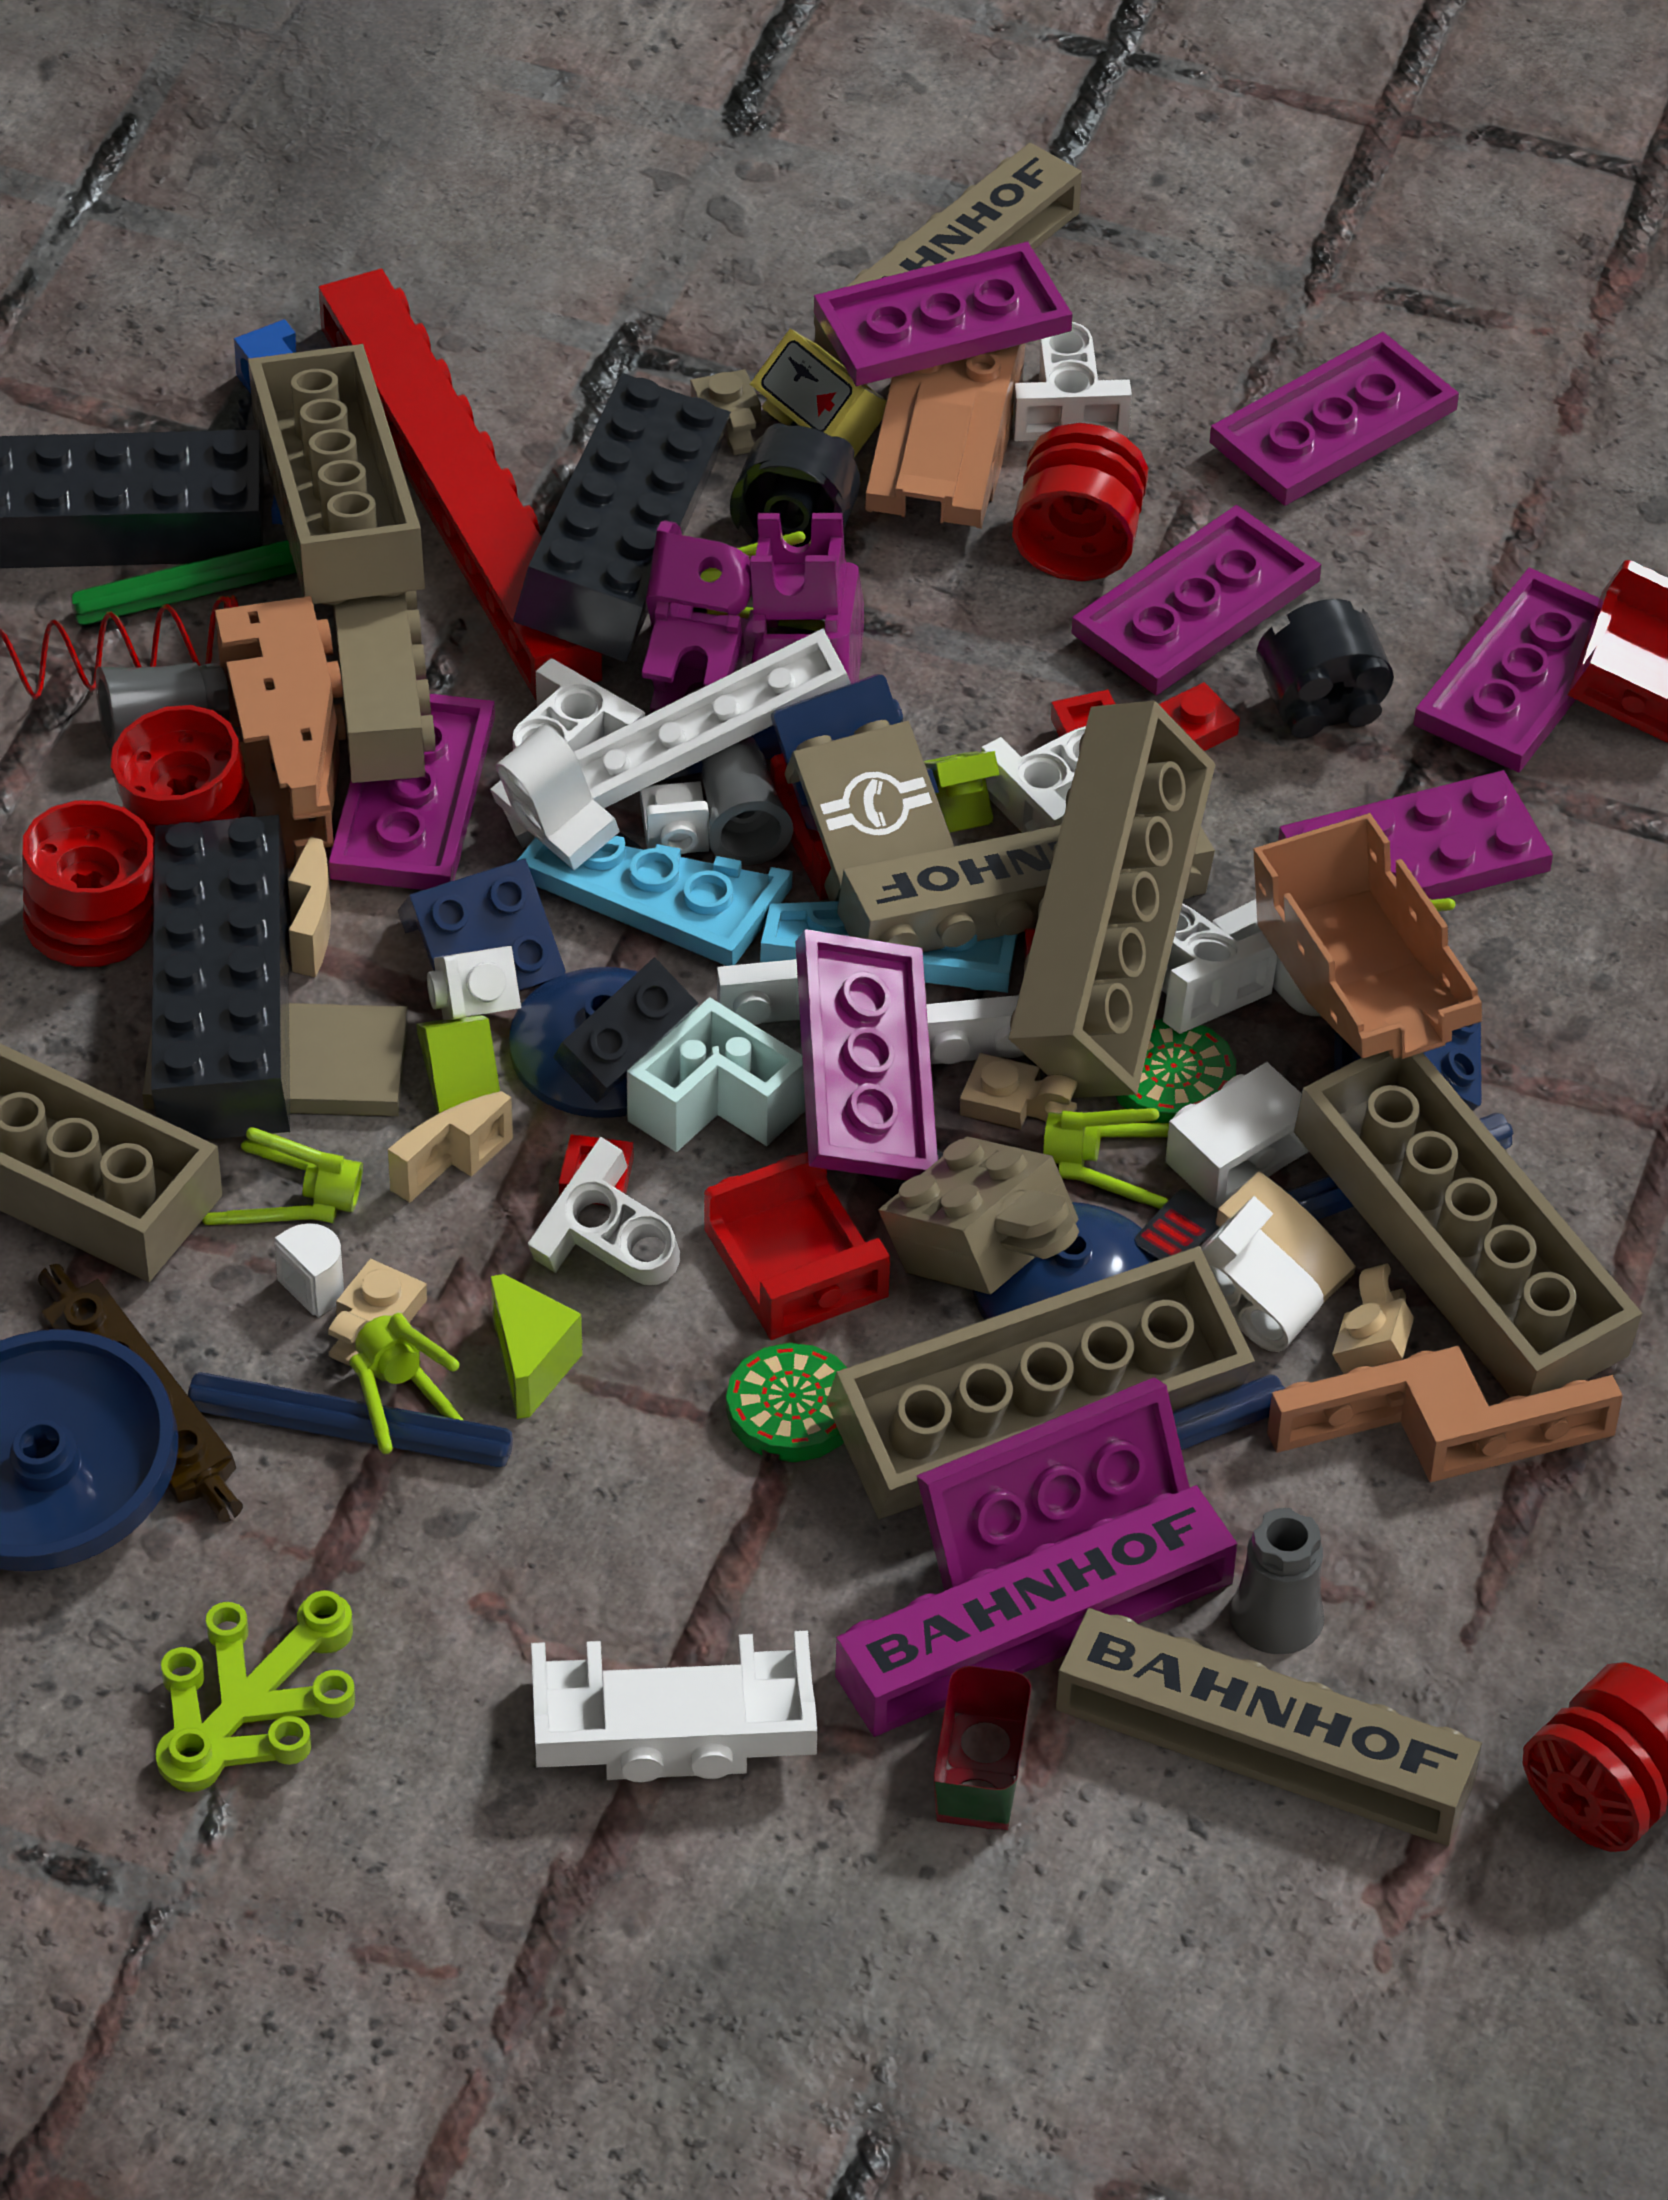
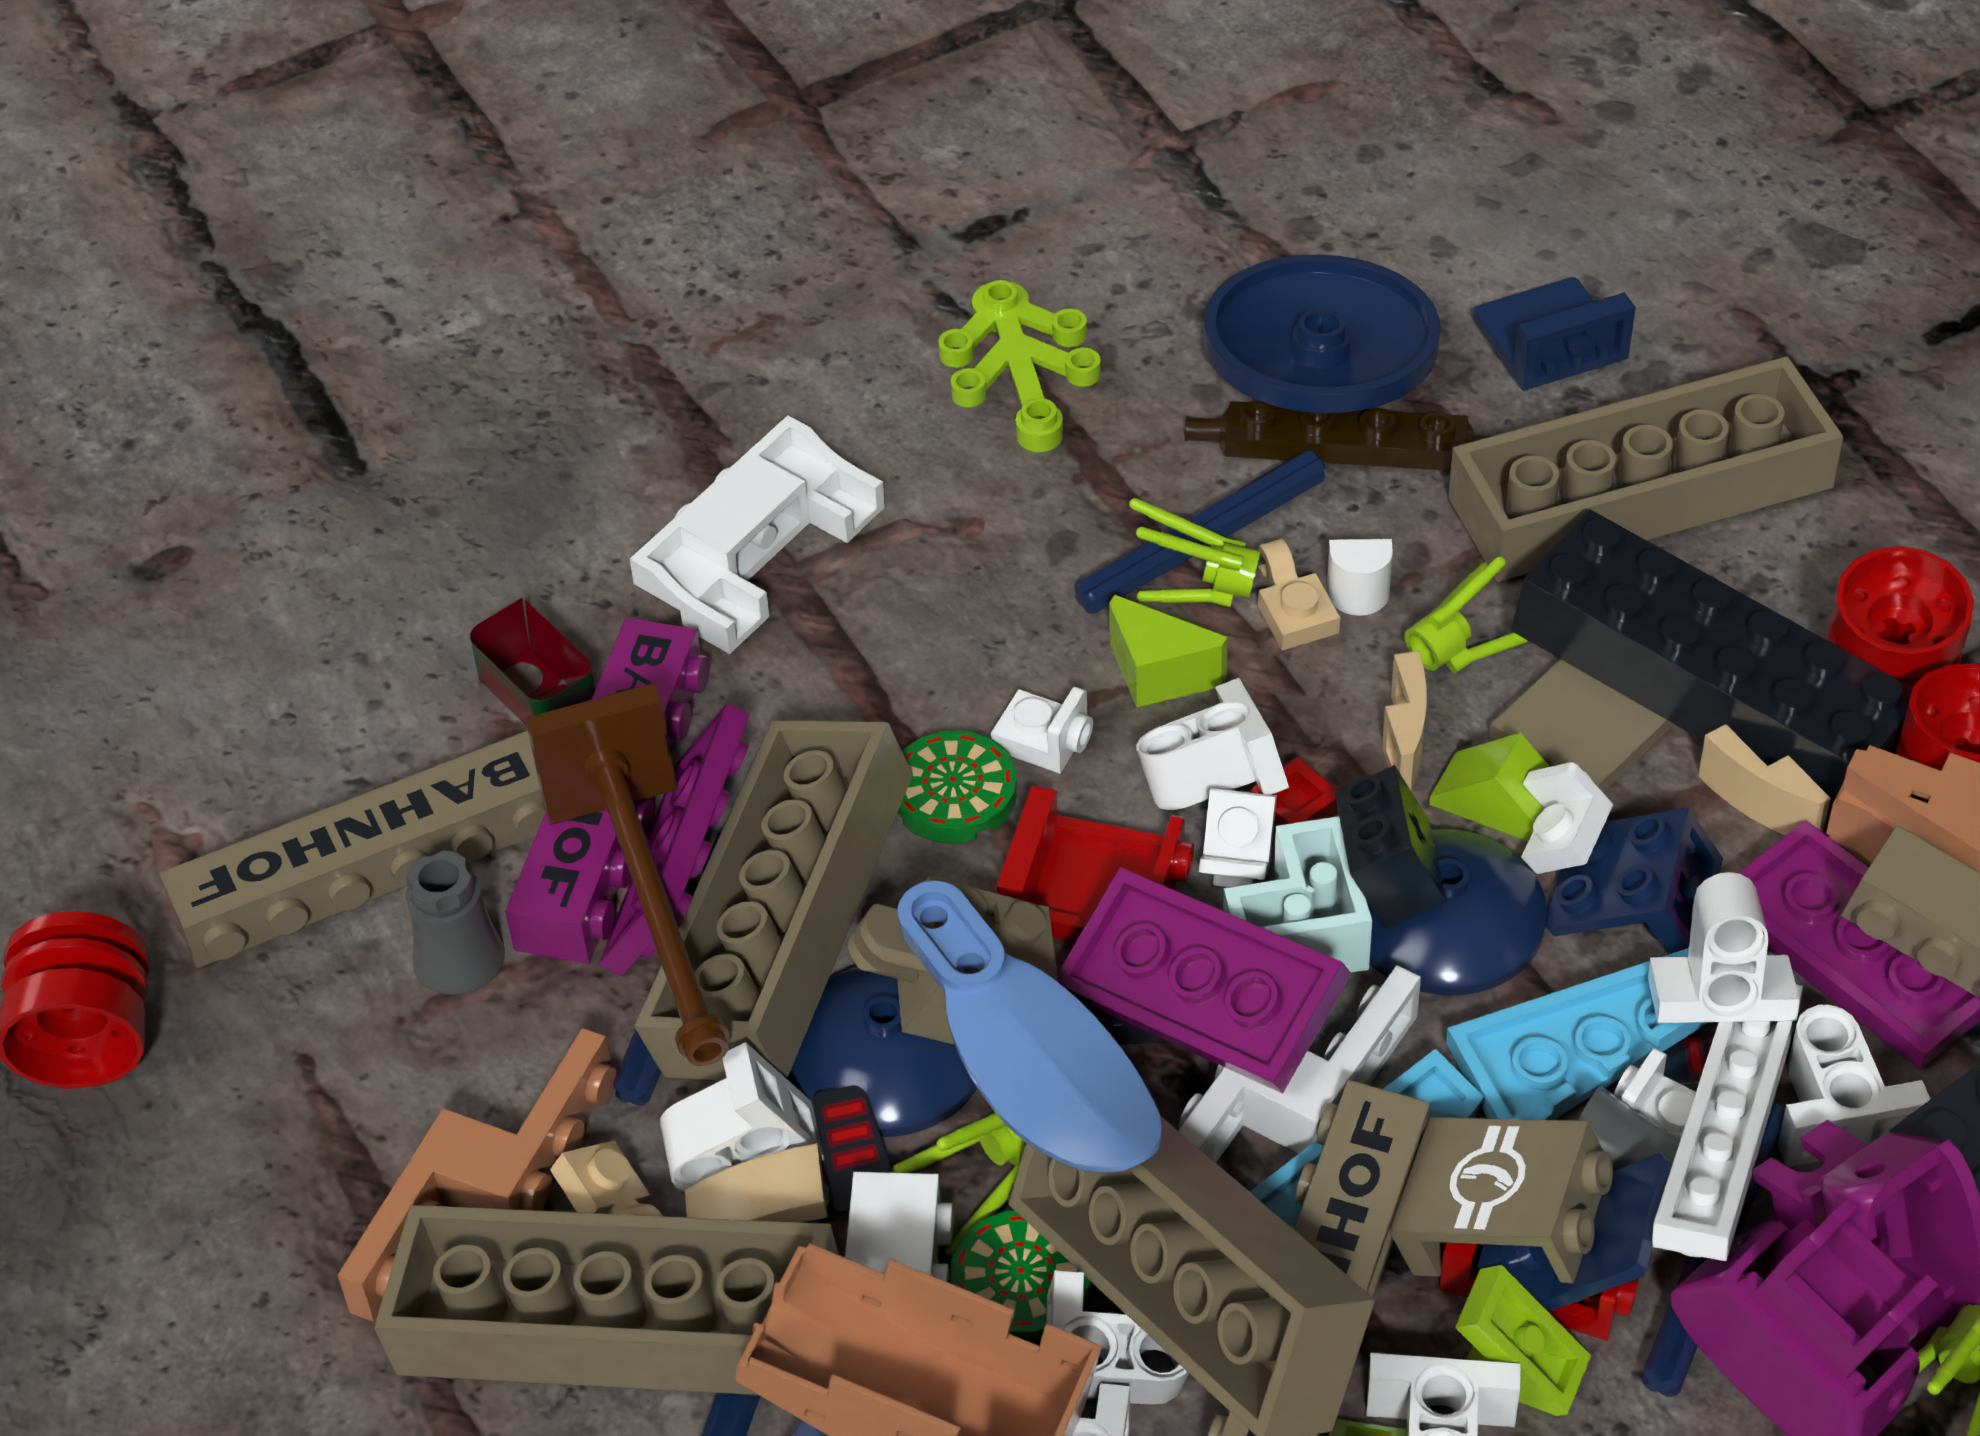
camera: 135 degrees right, 0 degrees up
(676, 1375) = (1043, 729): none -> white bracket
(684, 1171) = (1238, 837): none -> white bracket
(1061, 1037) = (1030, 1041): none -> medium blue plant
(1074, 1515) = (608, 758): none -> reddish brown tile

